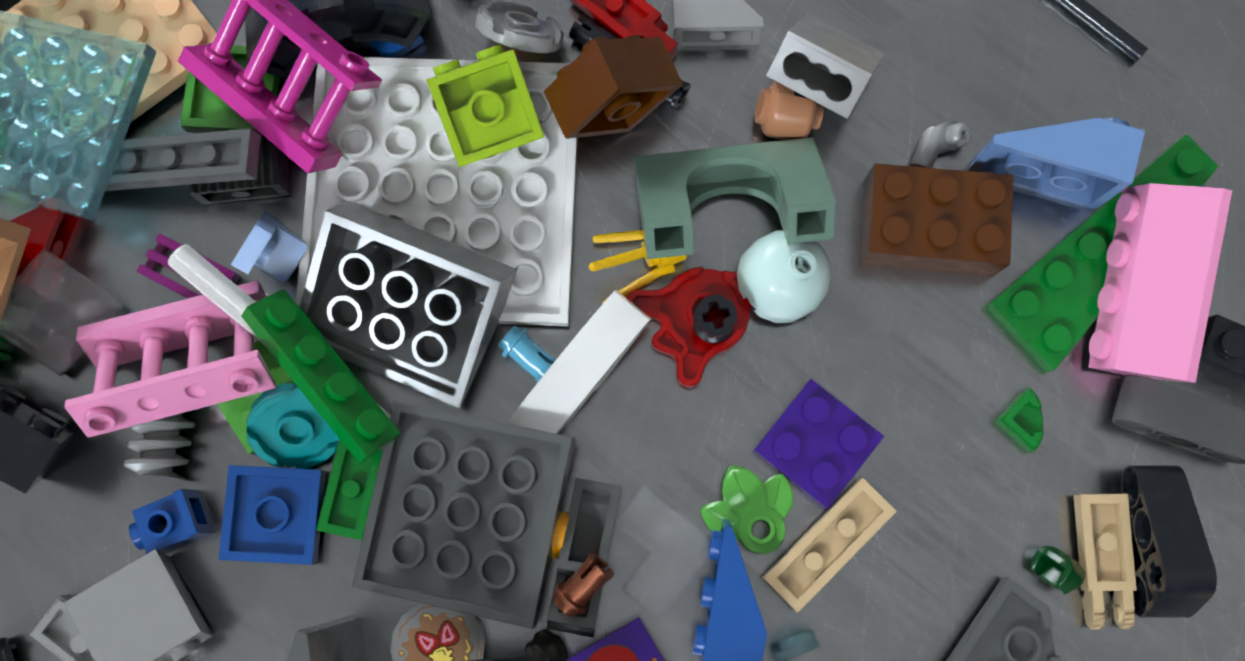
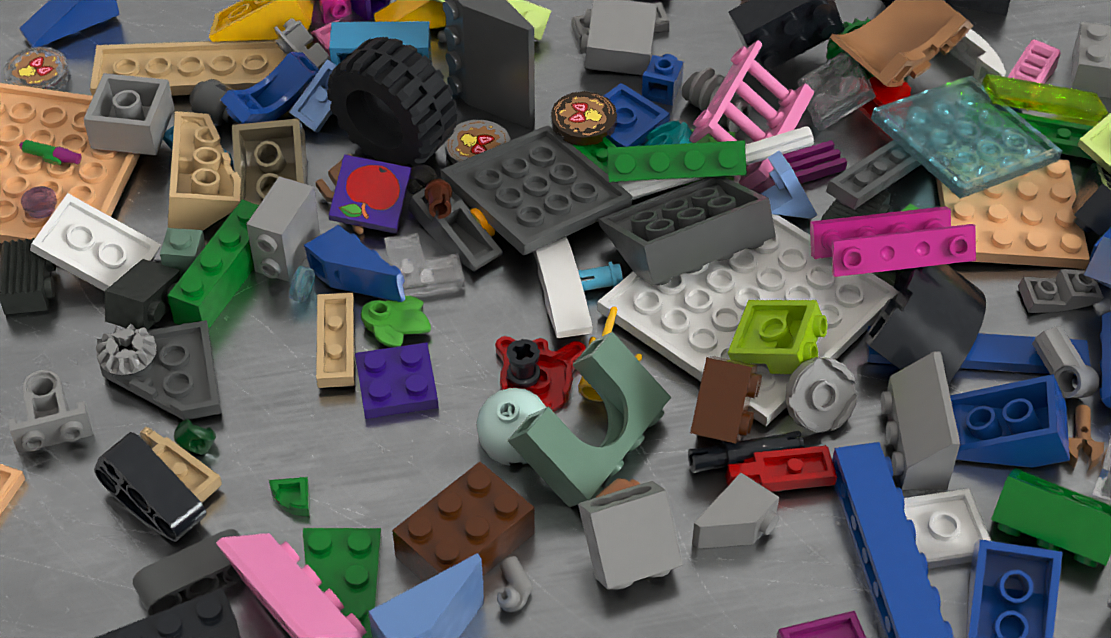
camera: 125 degrees right, 30 degrees down
(316, 547) = (583, 118): none -> tile

